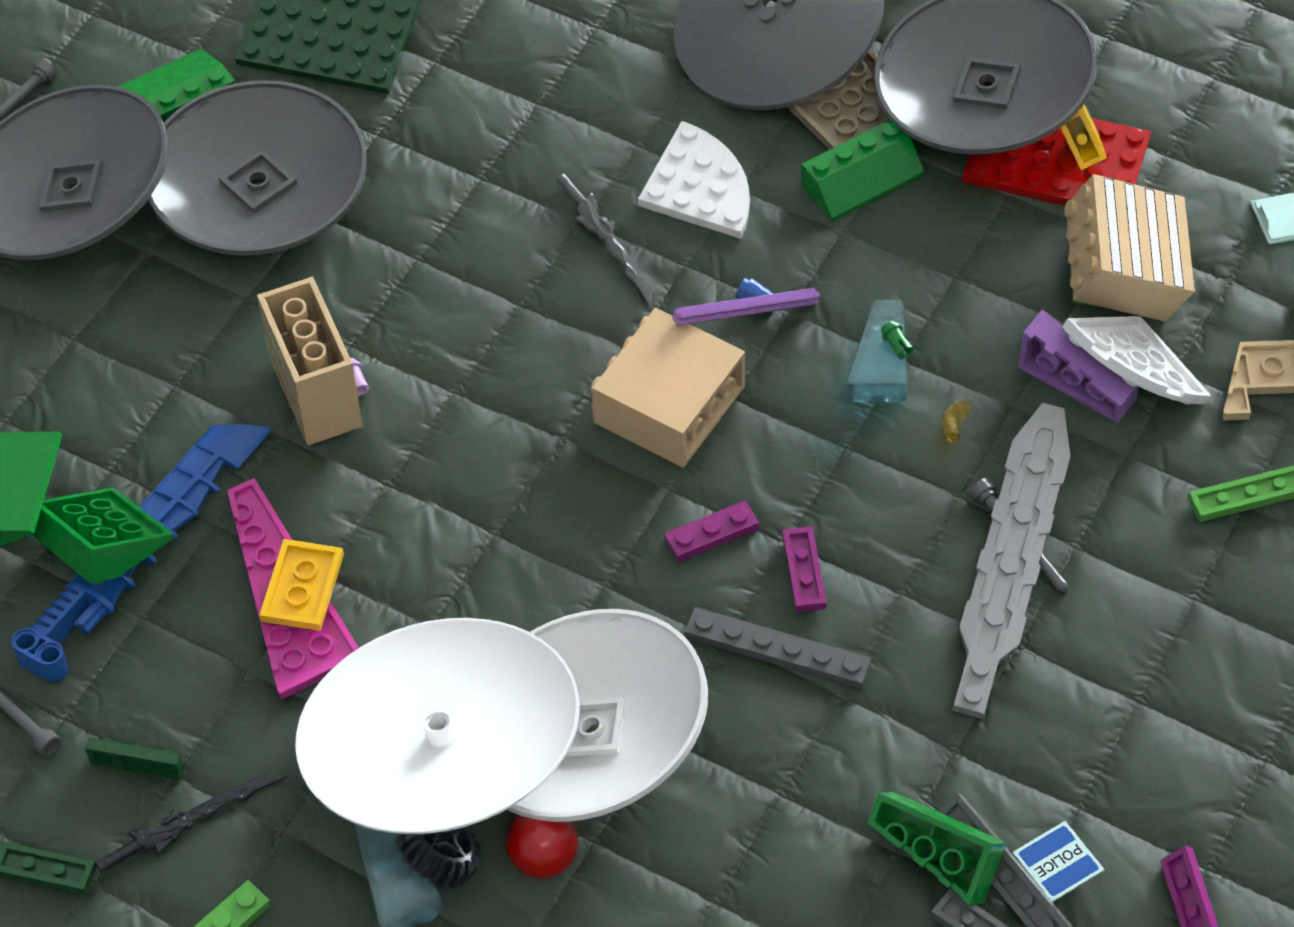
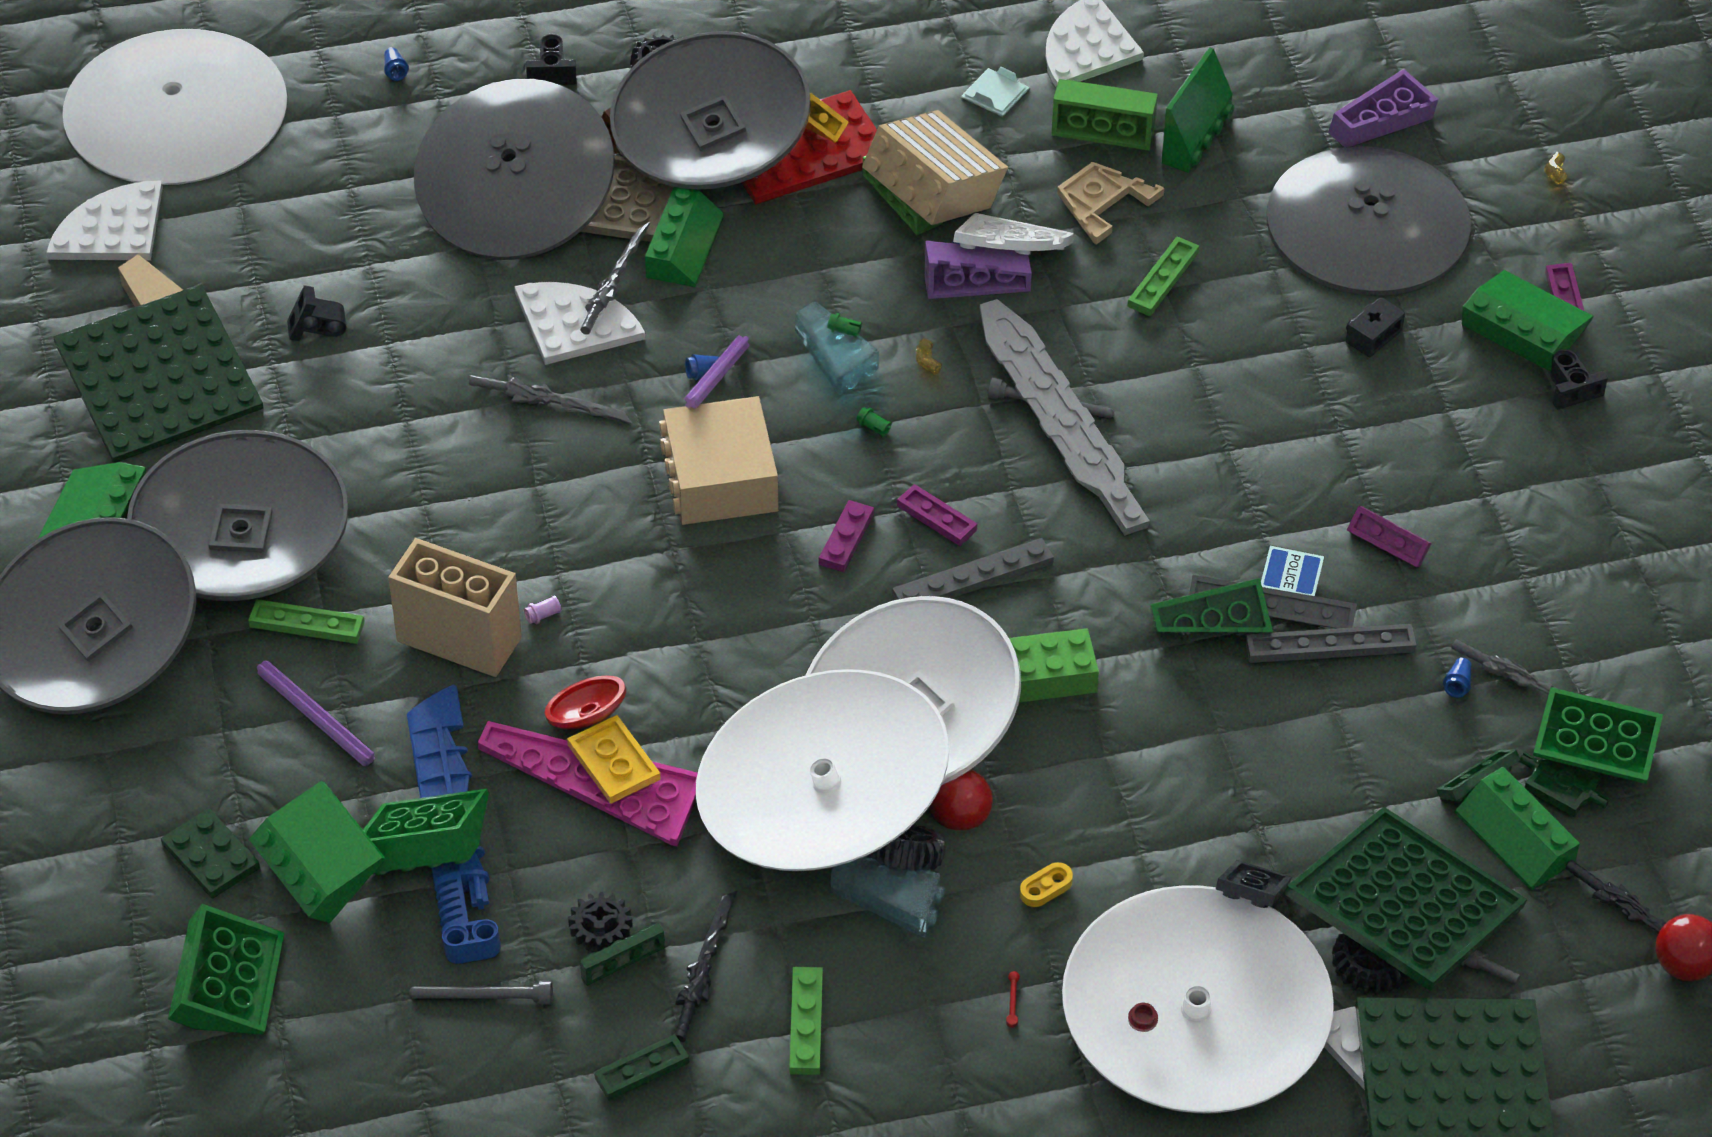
camera: 45 degrees left, 5 degrees down
(147, 375) = (315, 713): none -> medium lavender axle
(152, 726) = (600, 921): none -> black gear
(221, 293) = (306, 621): none -> bright green plate
(336, 519) = (586, 702): none -> red dish
(400, 414) = (541, 610): none -> lavender pin
(500, 43) = (315, 316): none -> black tile
(740, 777) = (1056, 664): none -> bright green brick
(748, 171) = (608, 286): none -> dark grey sword
(841, 438) = (868, 418): none -> green pin

